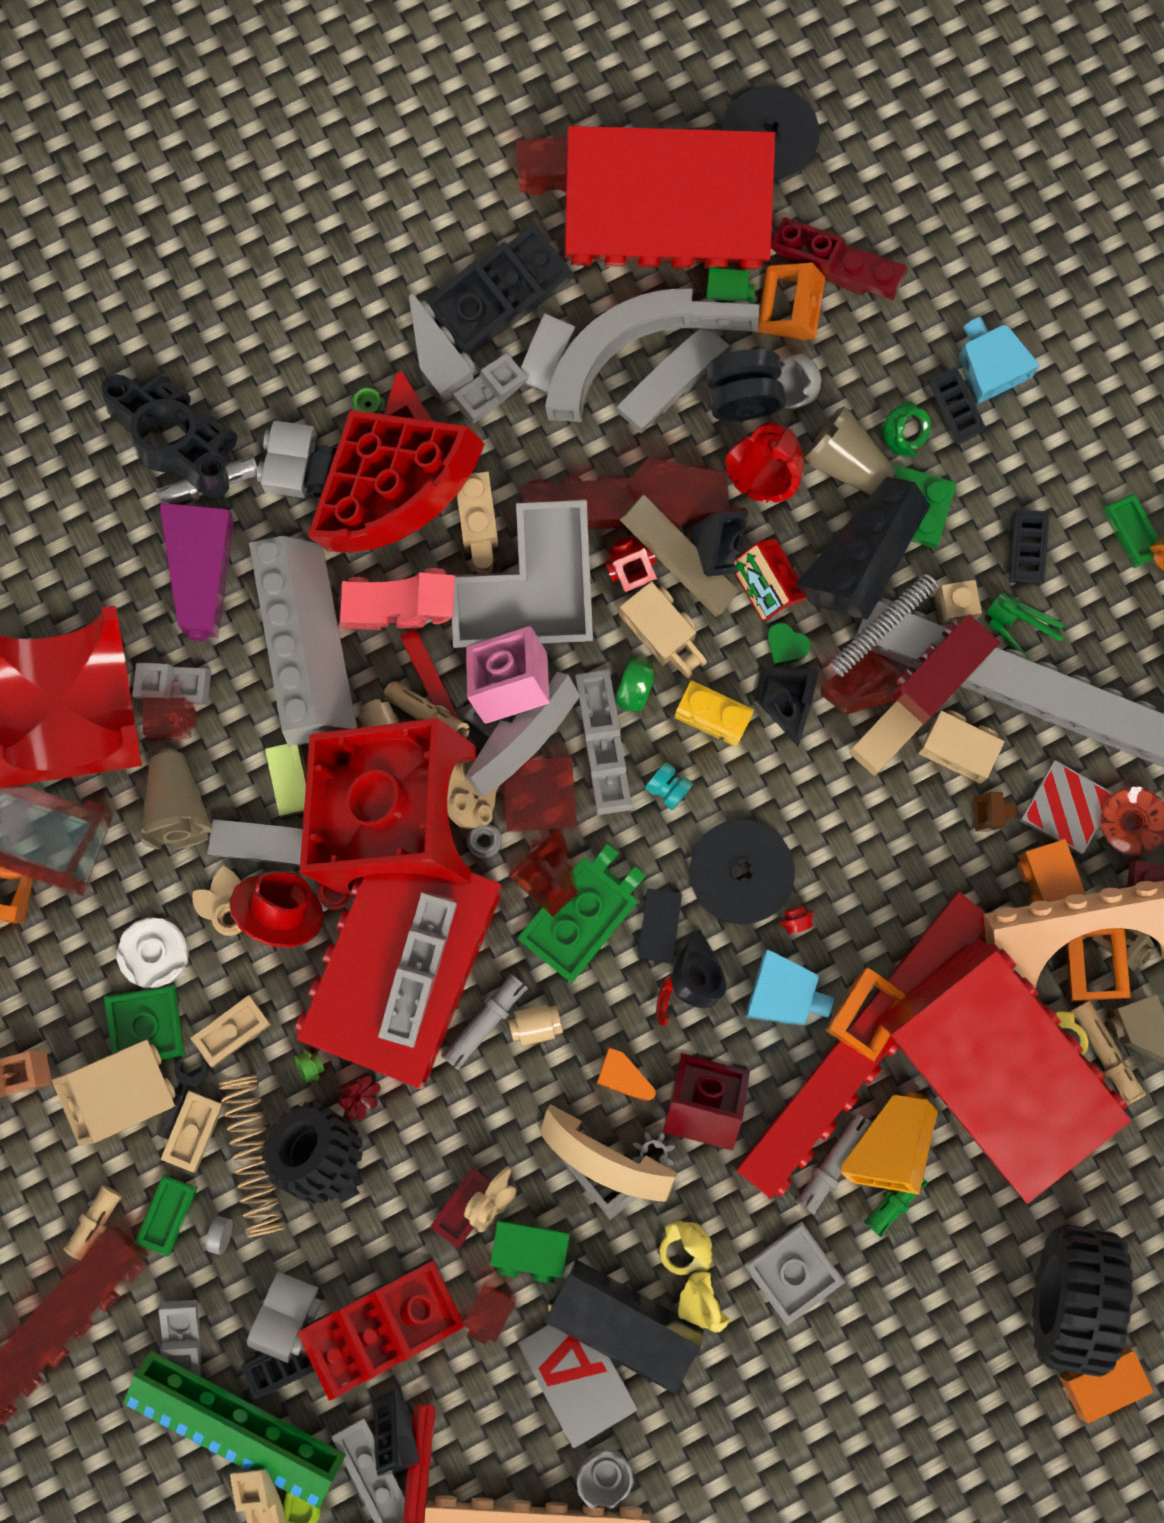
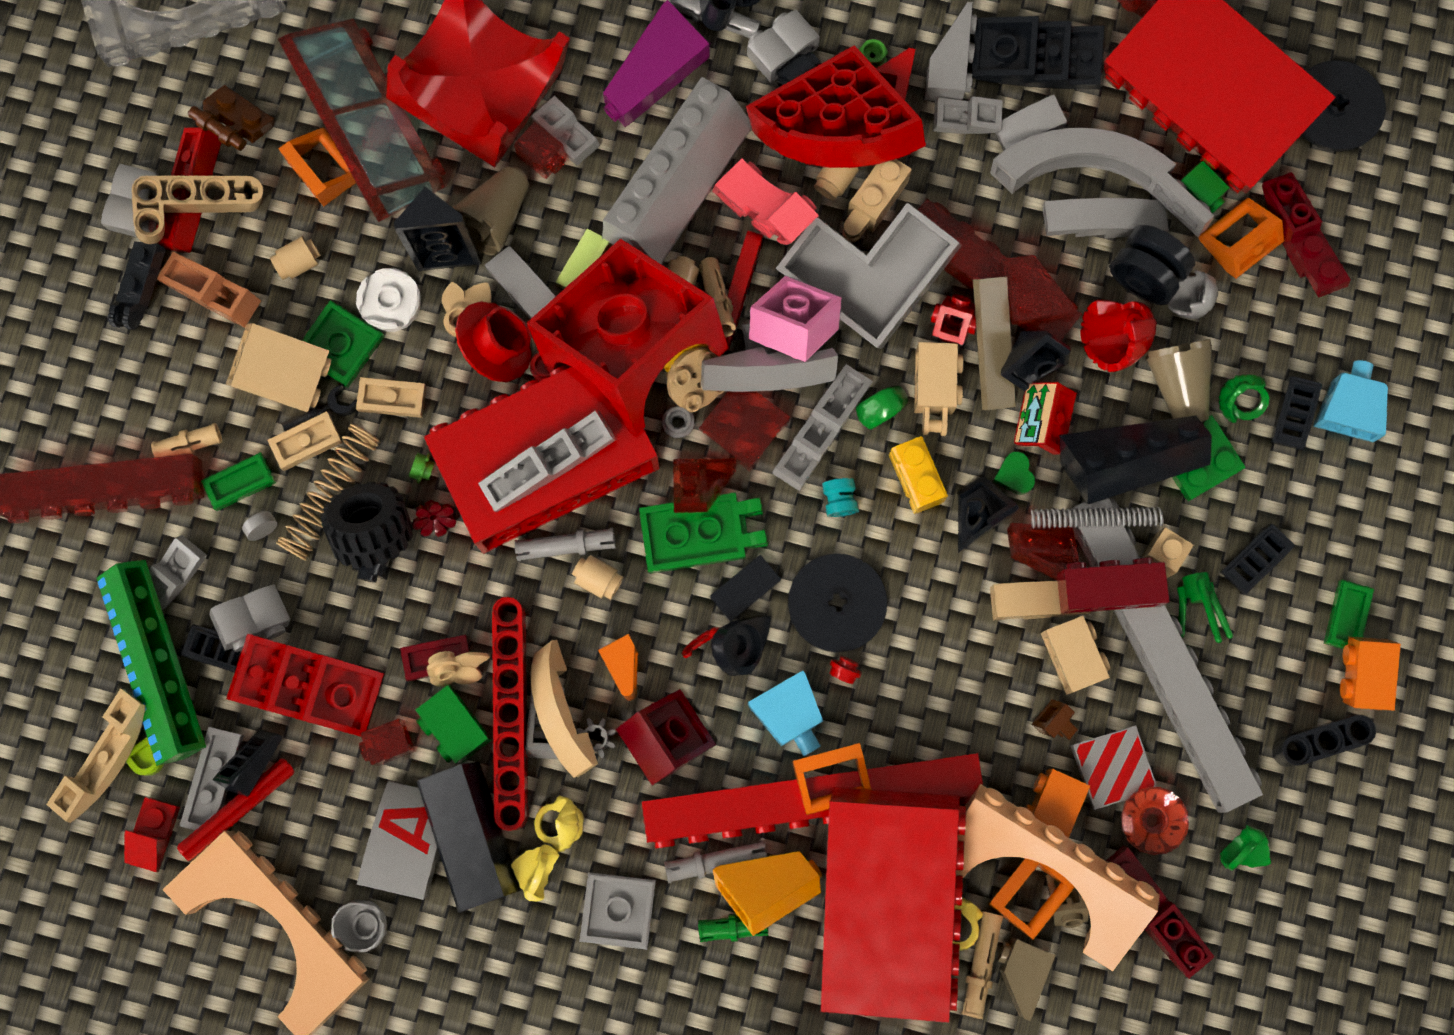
camera: 45 degrees right, 0 degrees up
(42, 988) = (295, 258): none -> tan brick
(153, 864) = (435, 234): none -> black slope
(432, 536) = (834, 181): none -> tan brick
(574, 1215) = (501, 698): none -> red beam

